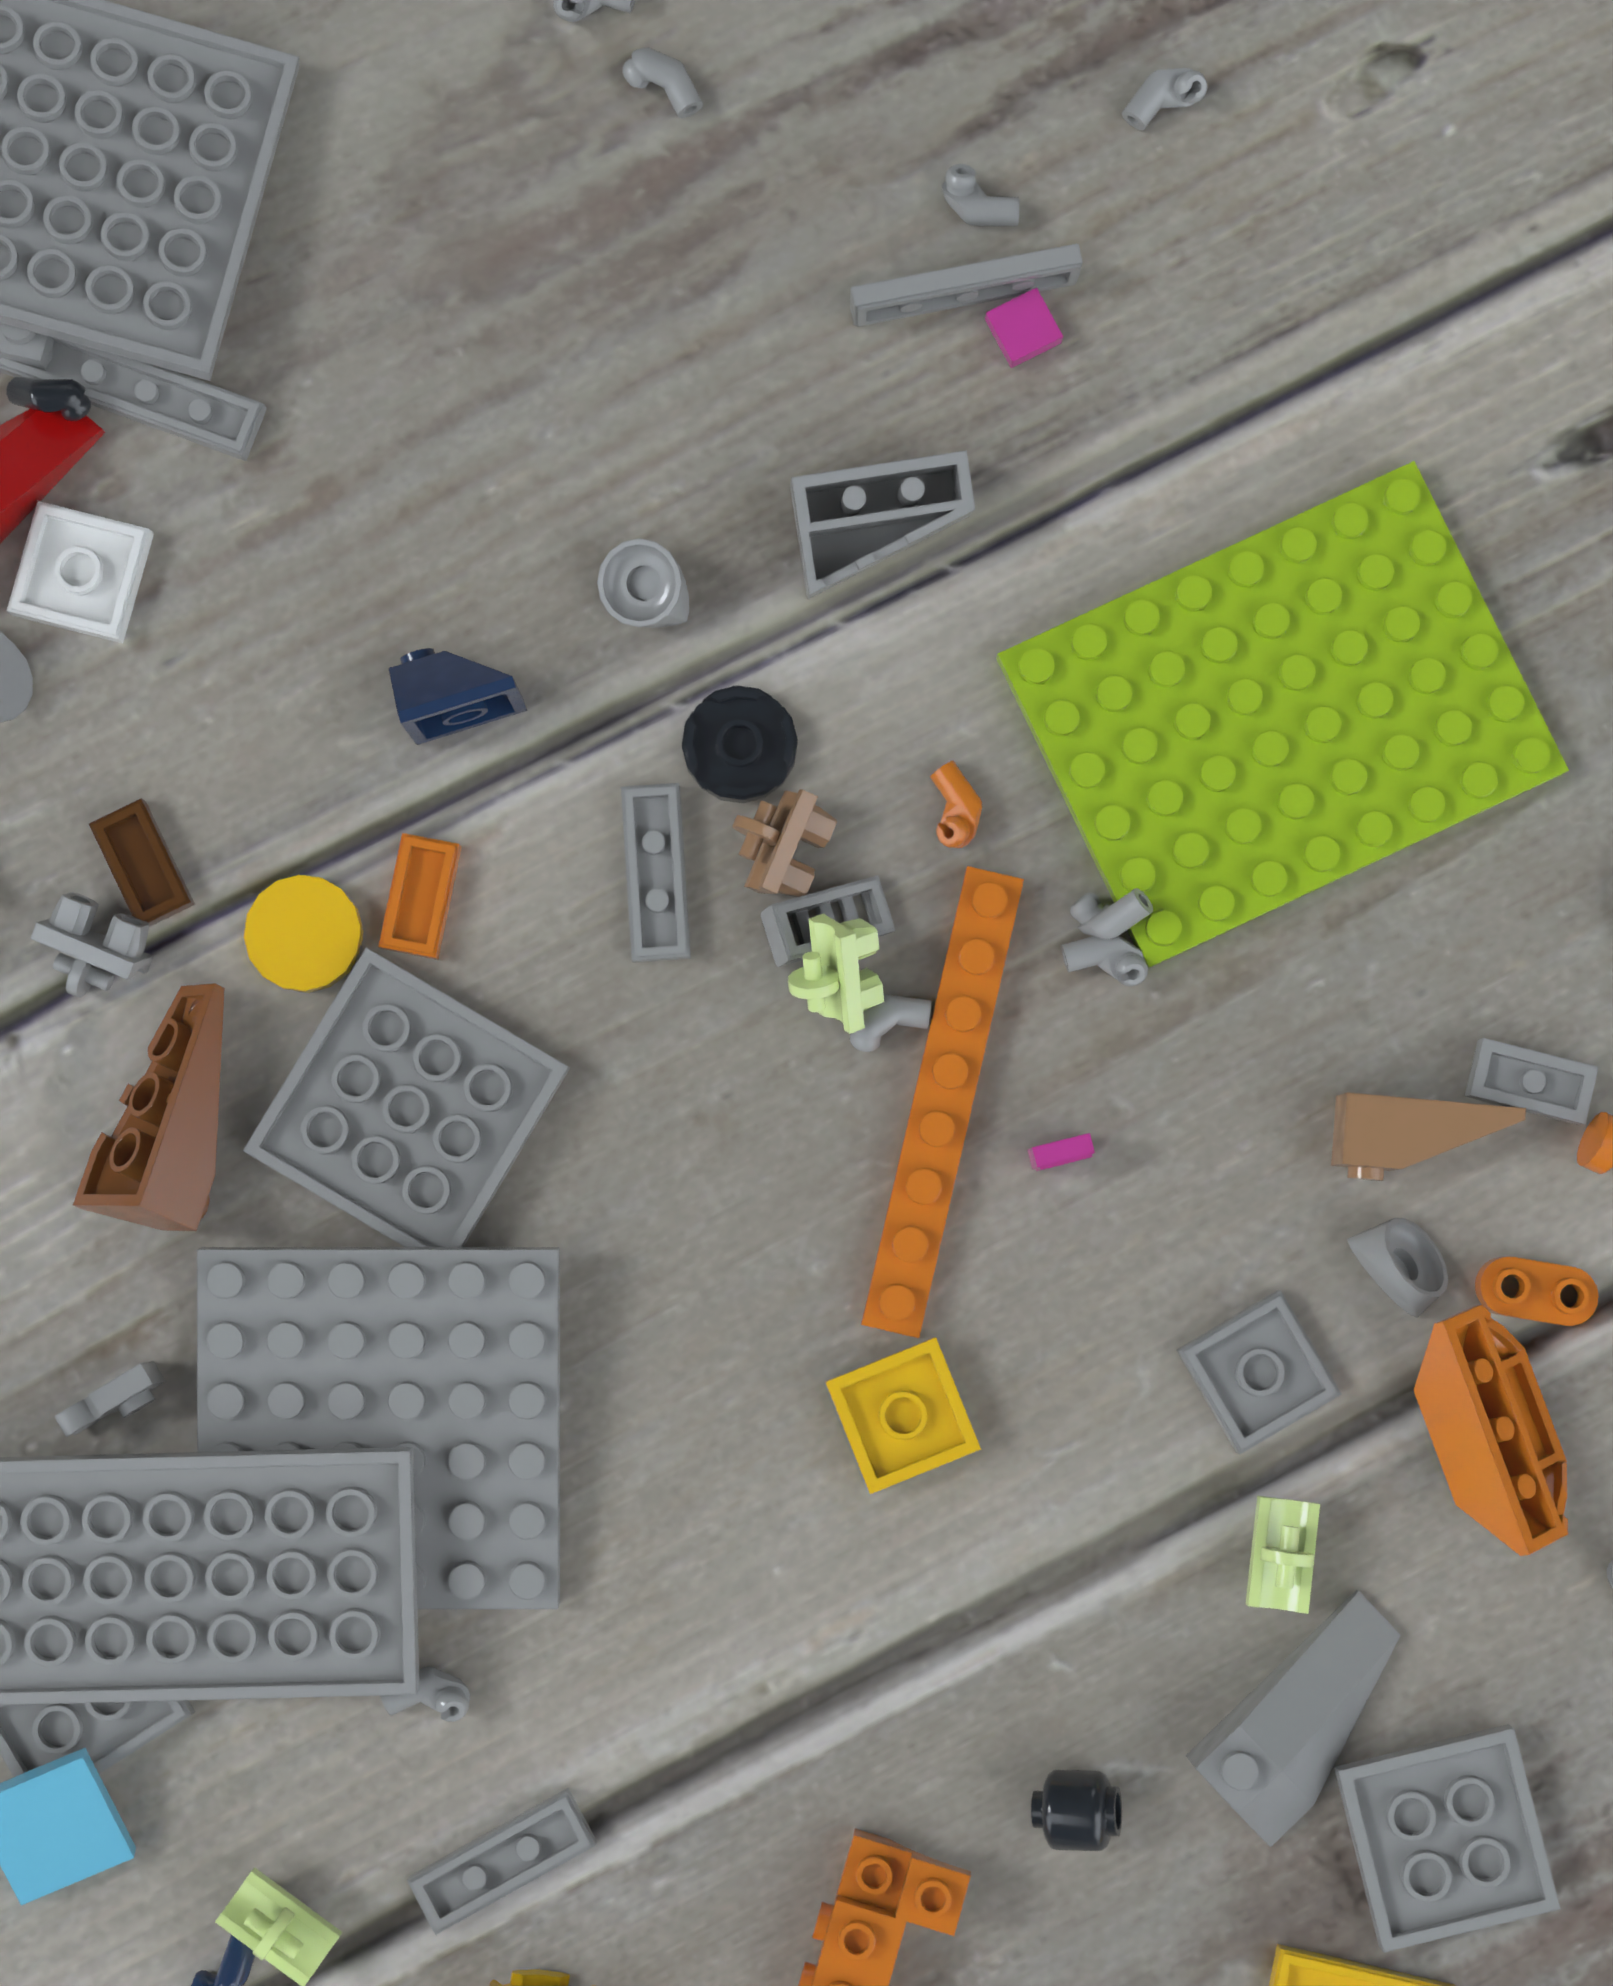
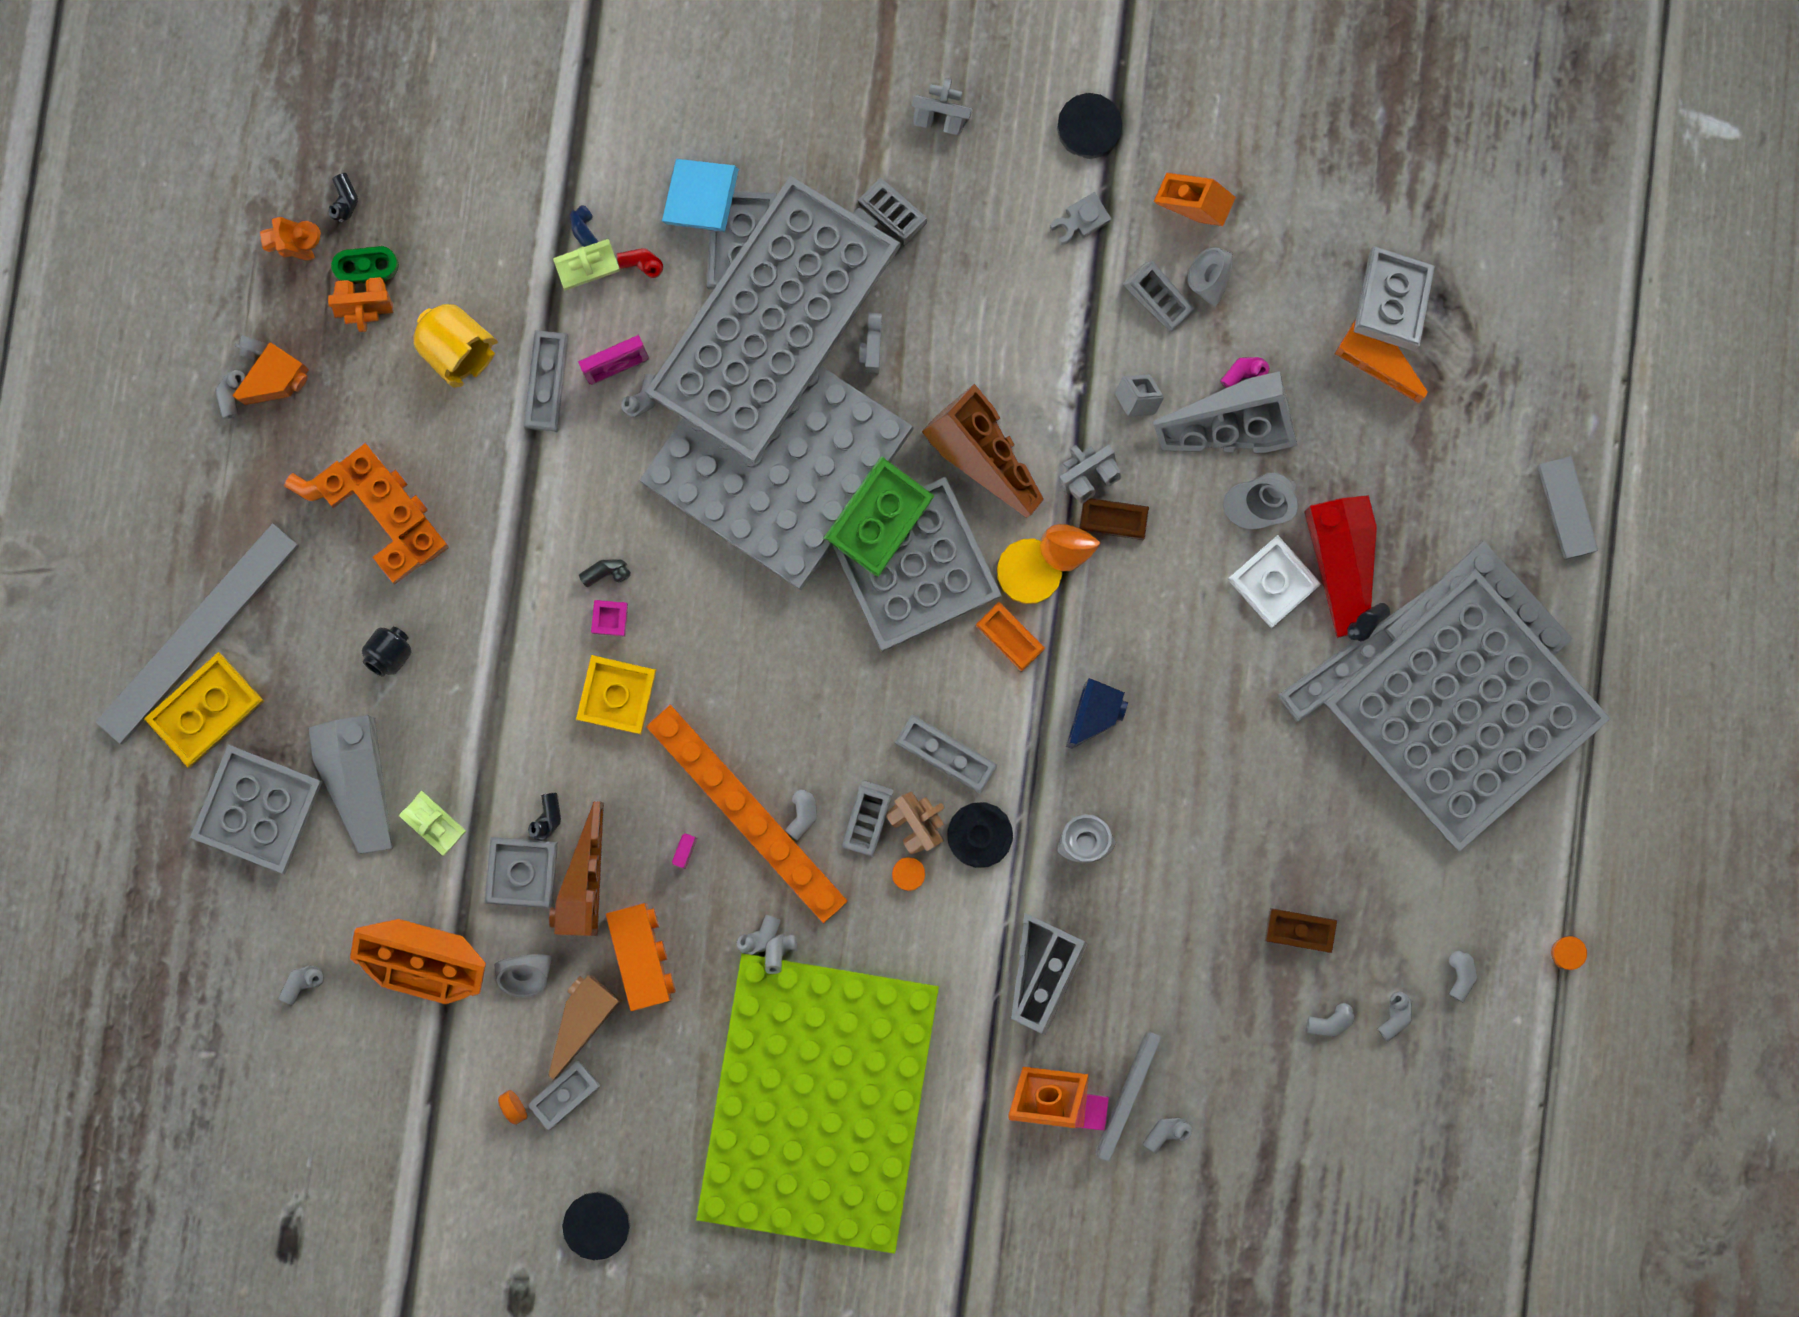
camera: 125 degrees right, 0 degrees up
(215, 1842) = (642, 259): none -> red arm
(228, 900) = (1067, 546): none -> orange piece
(368, 1204) = (879, 516): none -> bright green tile
(398, 1777) = (613, 360): none -> dark pink tile
(563, 202) = (1300, 930): none -> reddish brown plate
(726, 1567) = (603, 568): none -> pearl dark grey arm
(796, 1506) = (609, 618): none -> dark pink plate
(832, 971) = (838, 799): yellowish green hips -> none
(867, 807) = (908, 874): none -> orange tile
(962, 807) = (876, 917): orange arm -> none
(1047, 386) = (1050, 1098): none -> orange slope
(1154, 1385) = (549, 819): none -> black arm
(1164, 90) = (1161, 1264): light grey arm -> none
(1241, 1257) = (580, 892): none -> dark orange wedge
(1258, 1109) = (640, 956): none -> orange brick
(1538, 1291) = (466, 1028): orange plate -> none

